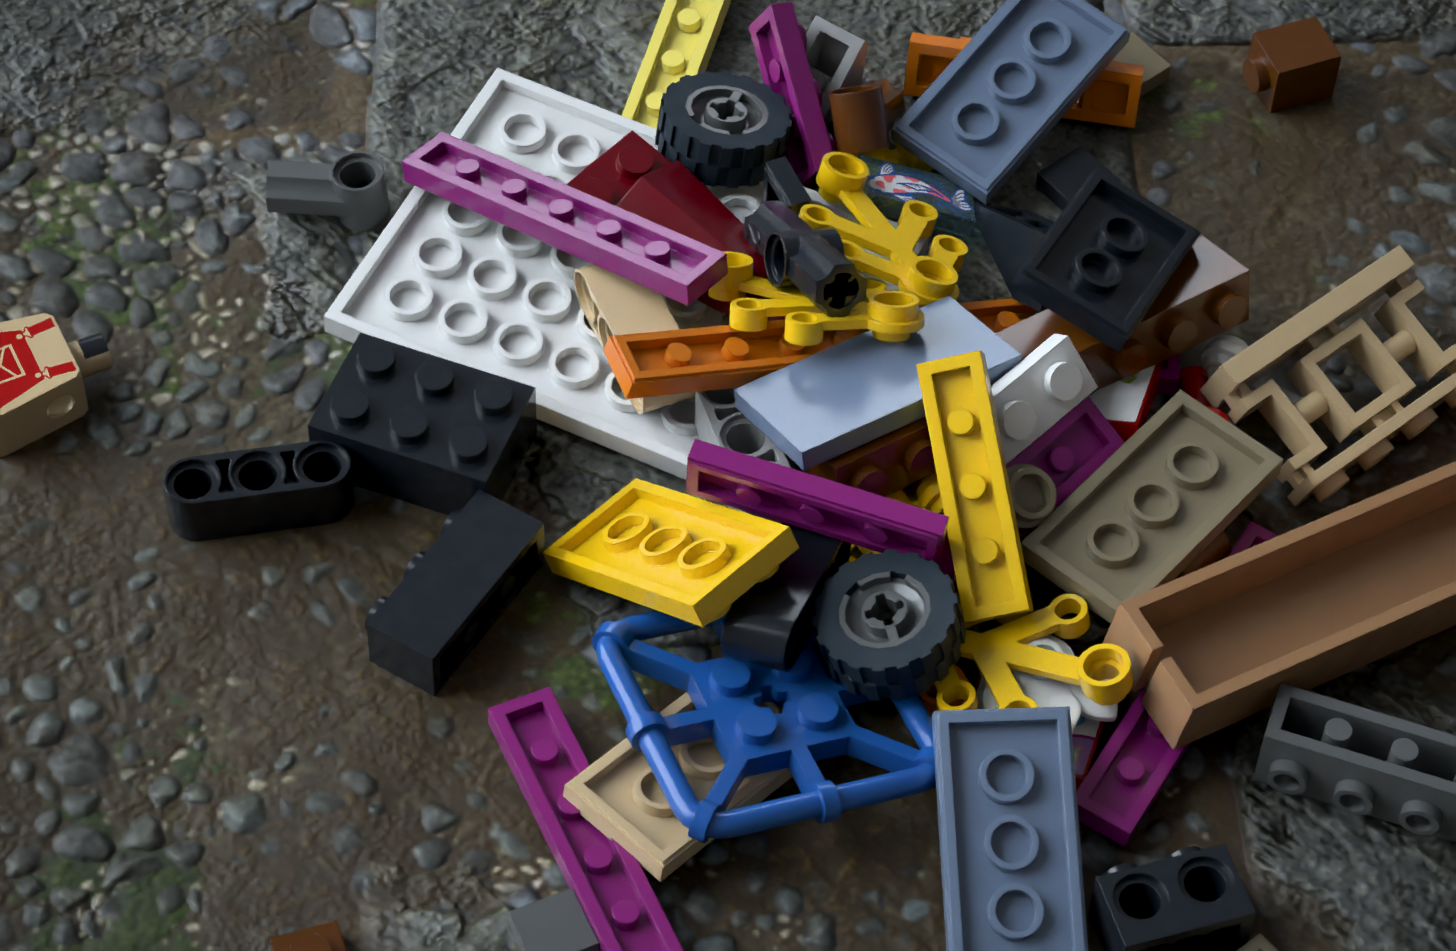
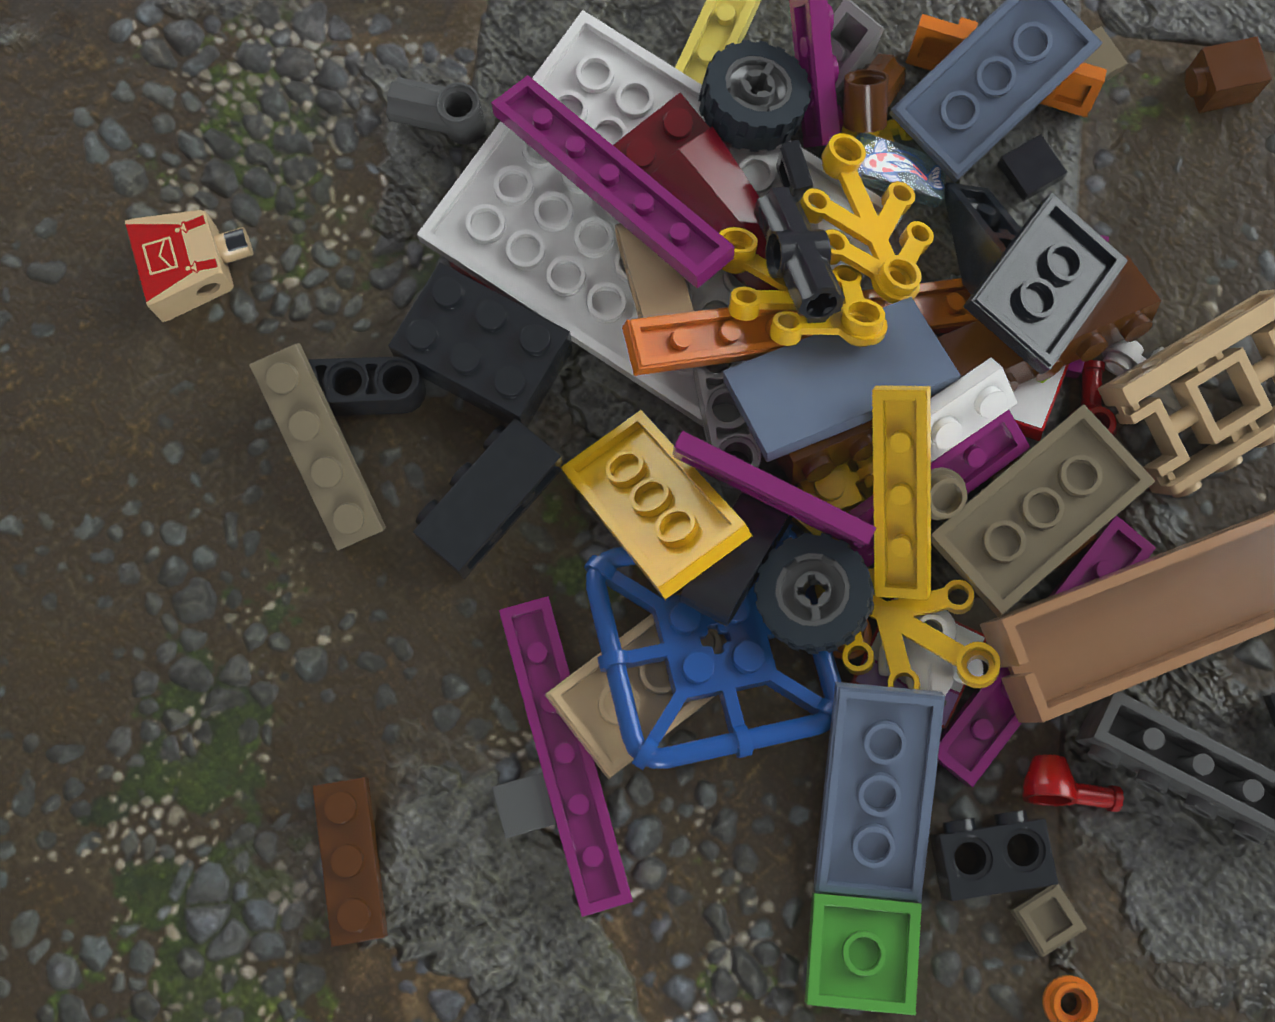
camera: 10 degrees right, 25 degrees up
(231, 549) = (317, 446): none -> dark tan plate
(1232, 819) = (1052, 784): none -> red bar

